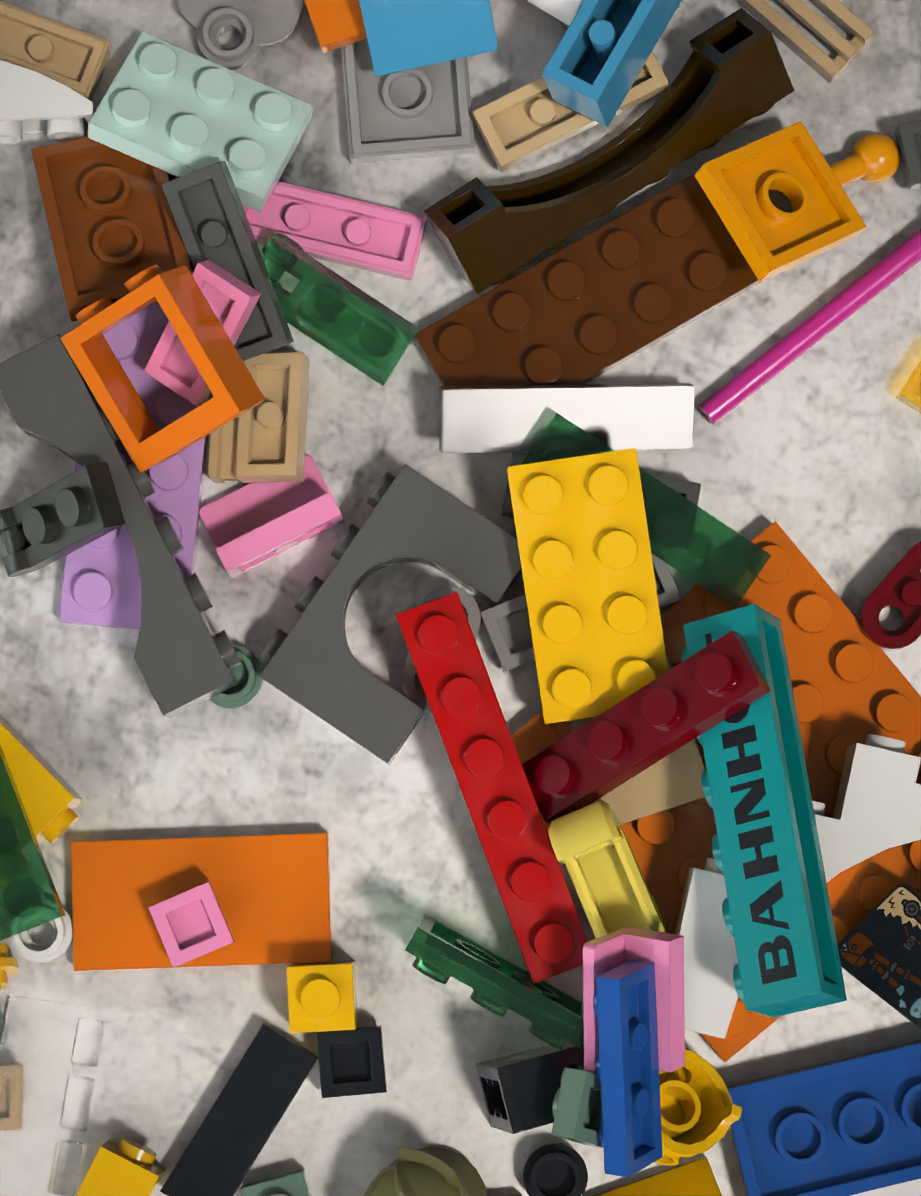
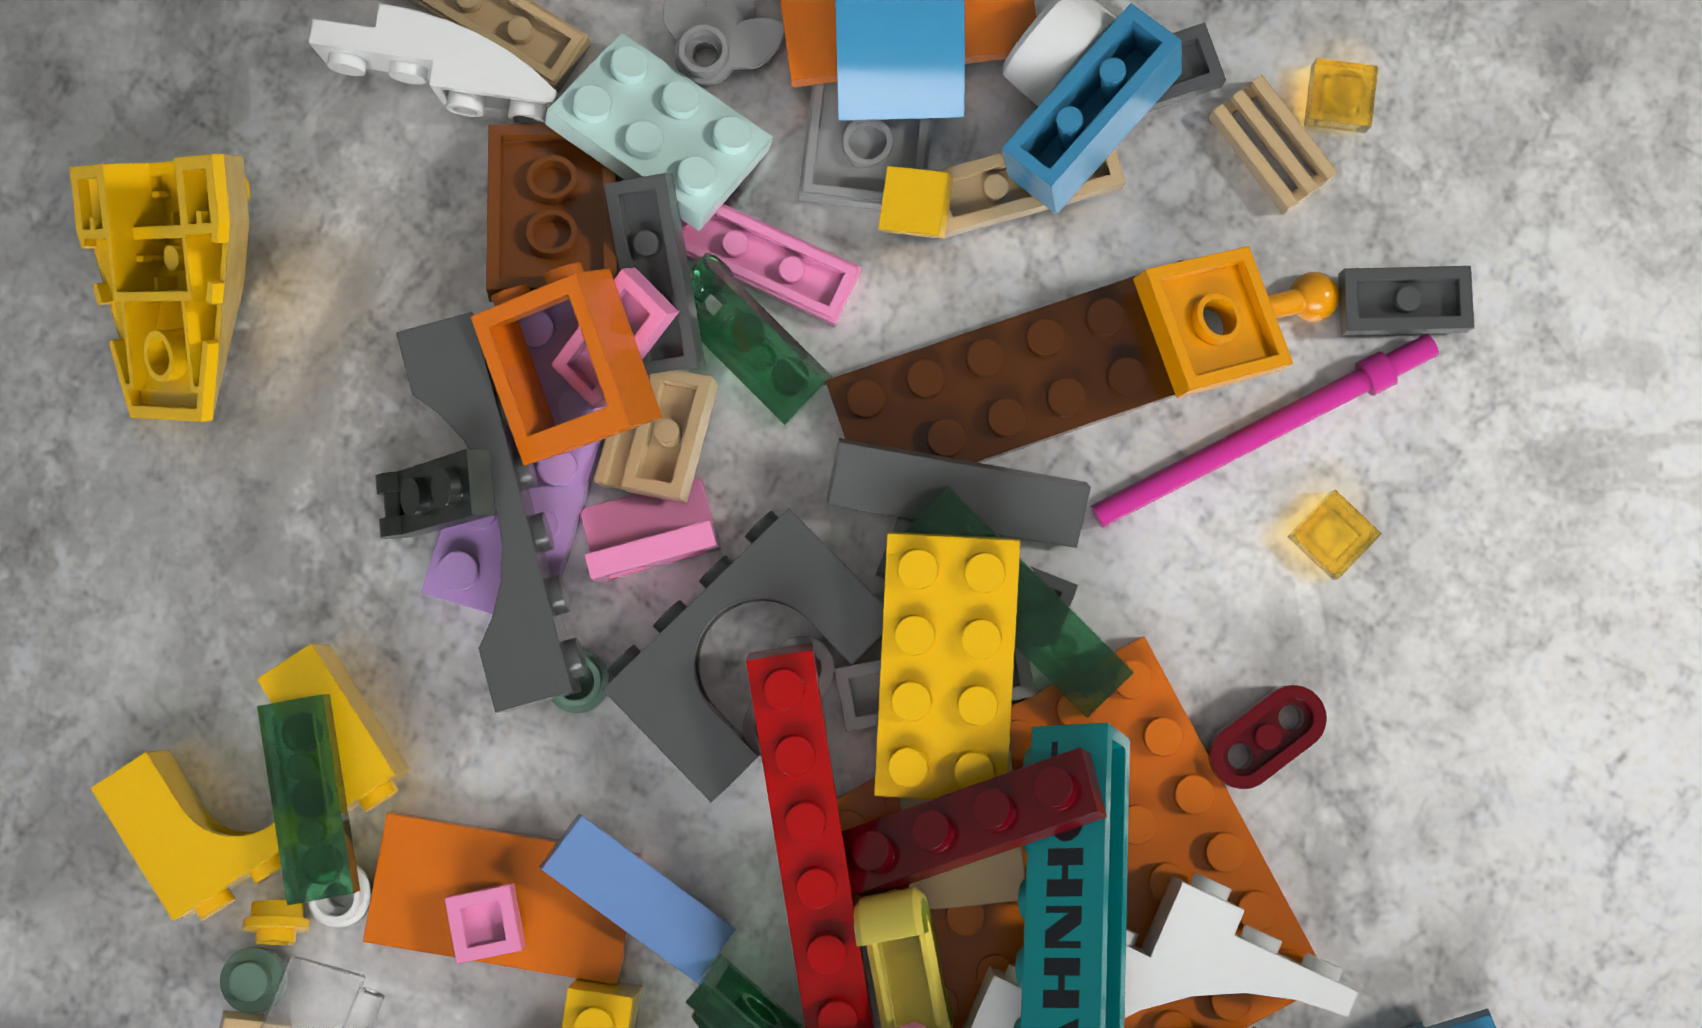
camera: 15 degrees right, 0 degrees up
(334, 871) = (637, 897): none -> medium blue tile
(467, 142) = (915, 202): none -> yellow tile
(723, 84) = (1180, 194): dark brown arch -> none

